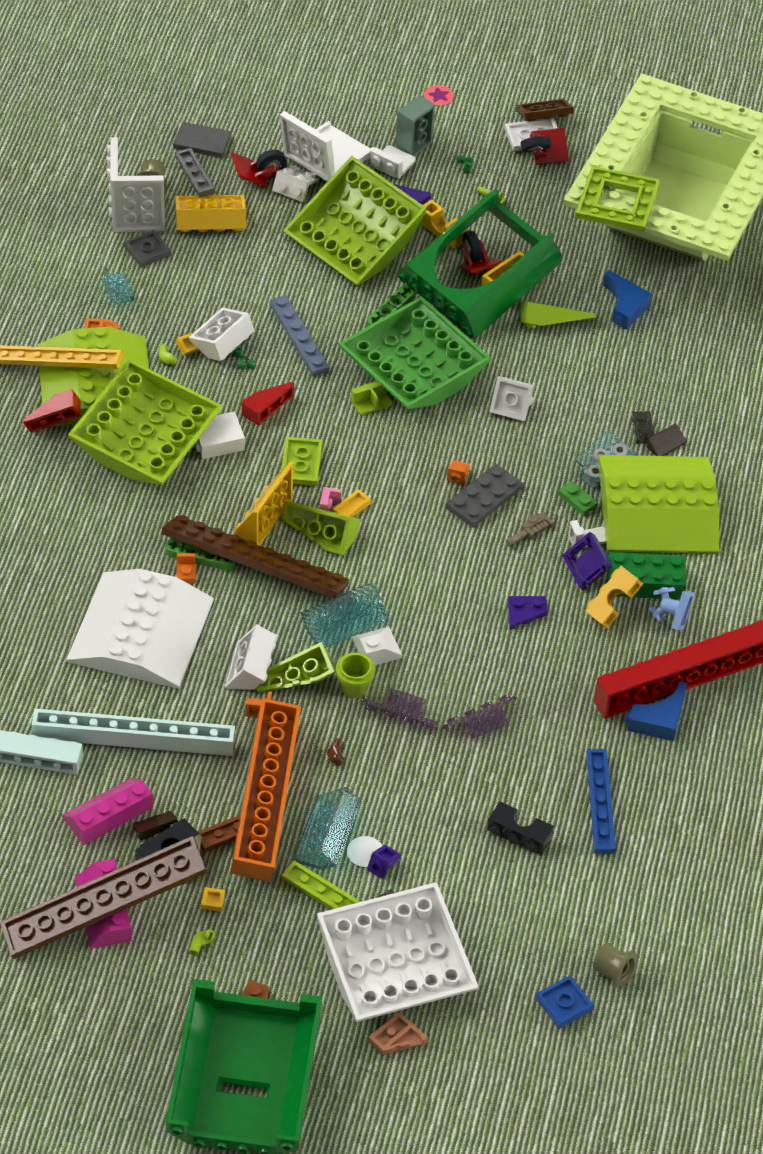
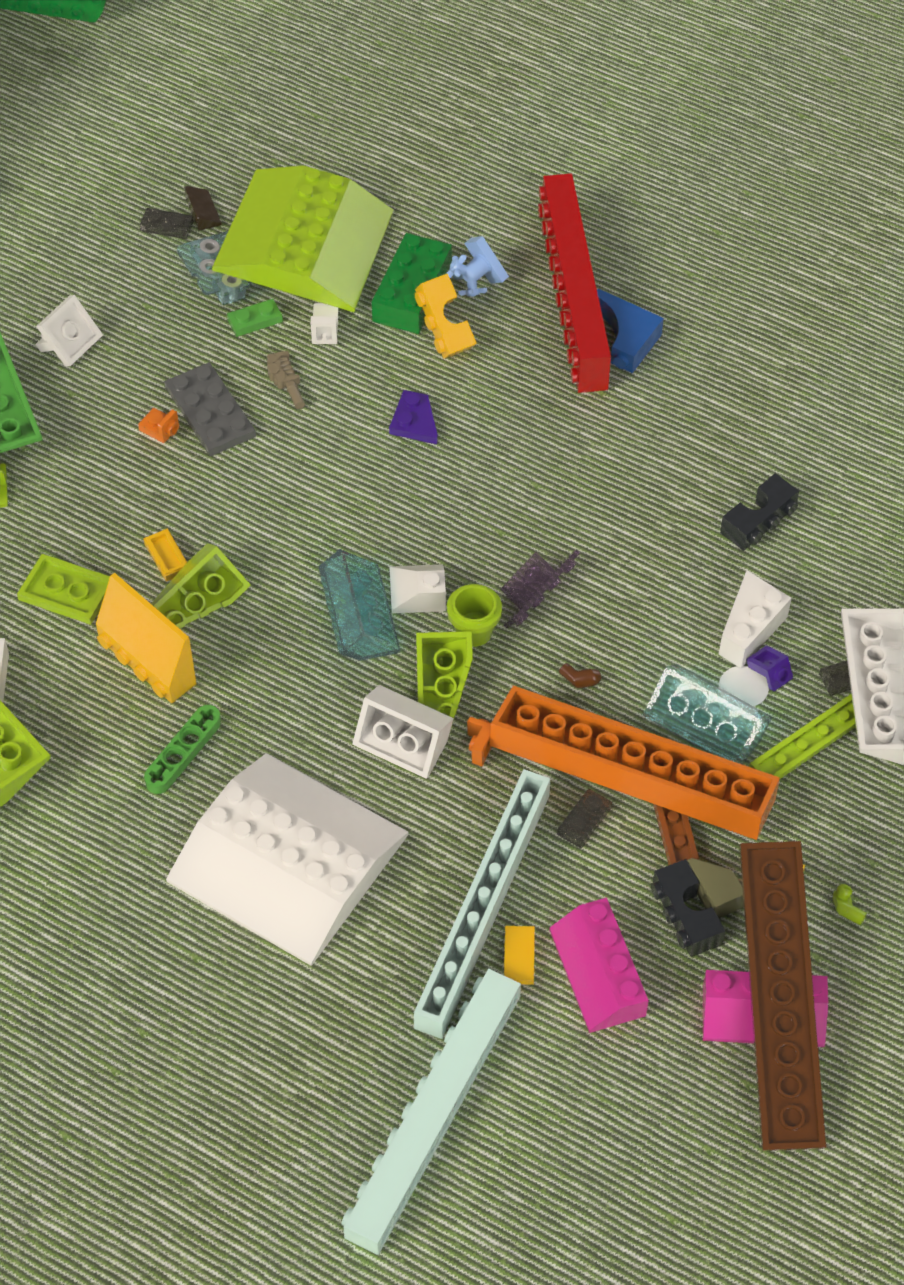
camera: 70 degrees left, 5 degrees up
(105, 765) = (519, 954): none -> yellow tile
(153, 825) = (639, 915): dark brown slope -> none
(186, 567) = (203, 773): orange bracket -> none
(221, 779) = (584, 818): none -> clear smoke plate
(255, 556) = (216, 684): reddish brown plate -> none
(329, 497) = (149, 575): bright pink bracket -> none
(417, 838) = (753, 619): none -> white wedge
(485, 720) = (575, 504): clear purple bracket -> none
(590, 564) = (375, 329): dark purple container -> none
(600, 801) = (738, 423): blue plate -> none

